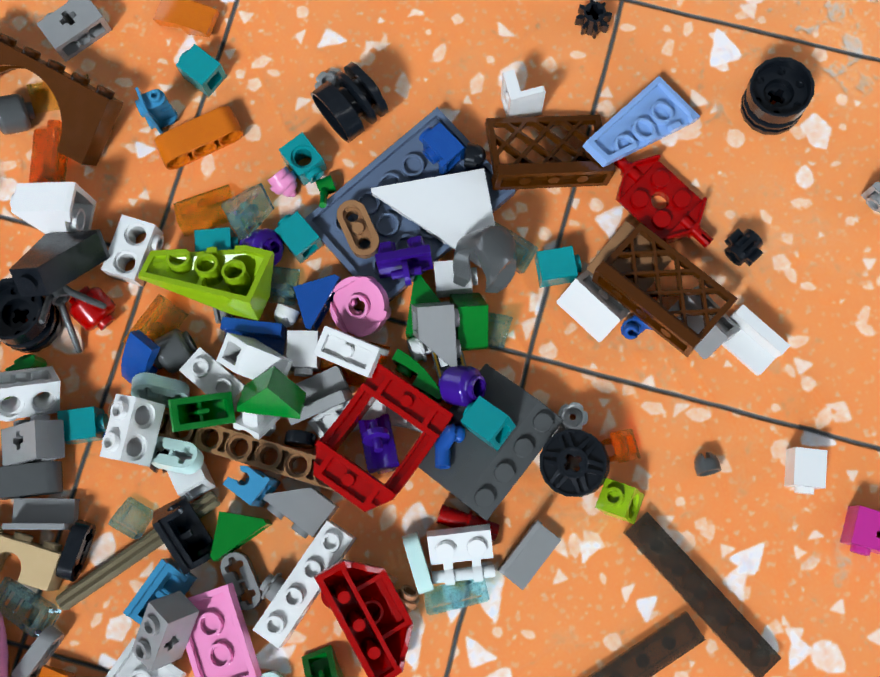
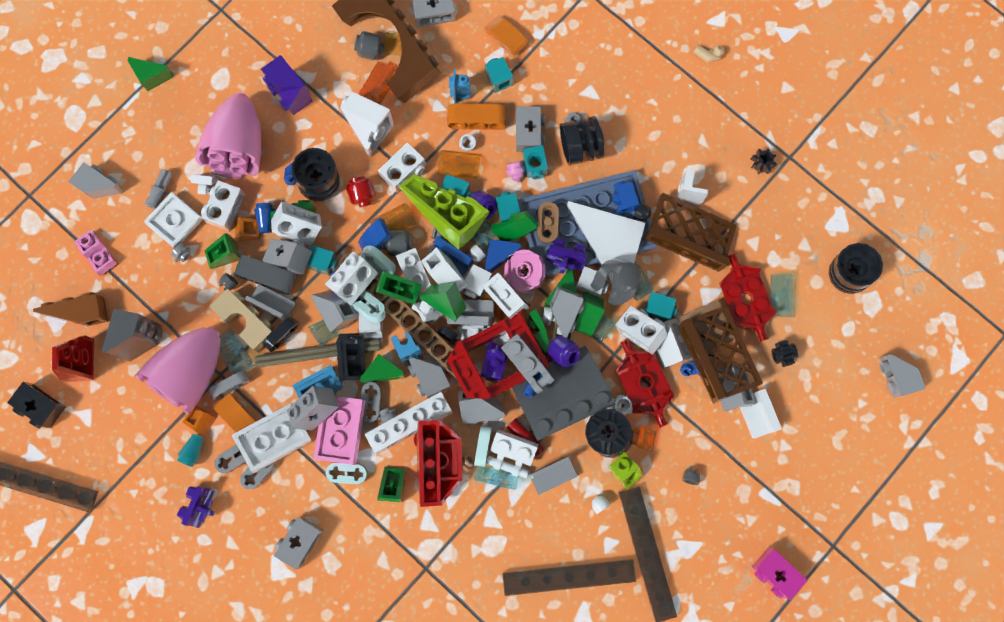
camera: 20 degrees right, 0 degrees up
(58, 261) = (356, 153): black slope -> none
(59, 298) = (346, 173): dark grey plant -> none
(133, 483) = (334, 310): none -> light grey slope
(196, 175) = (470, 146): none -> white hinge
(248, 210) = (485, 177): clear light blue slope -> none
(265, 108) = (527, 118): none -> light grey brick
(319, 255) = (516, 227): none -> green slope
(325, 188) = (540, 186): green hand -> none
(388, 519) = (478, 410): none -> light grey slope
(422, 425) = (527, 363): none -> light grey plate
(487, 422) = (568, 381): teal brick -> none
(546, 312) = (638, 332): none -> white brick
(596, 397) = (644, 400): none -> red plate
(607, 561) = (599, 503): none -> white hinge
(644, 120) = (762, 242): light blue wing -> none
(702, 174) = (783, 294): none -> clear light blue slope
(805, 469) = (752, 510): white brick -> none

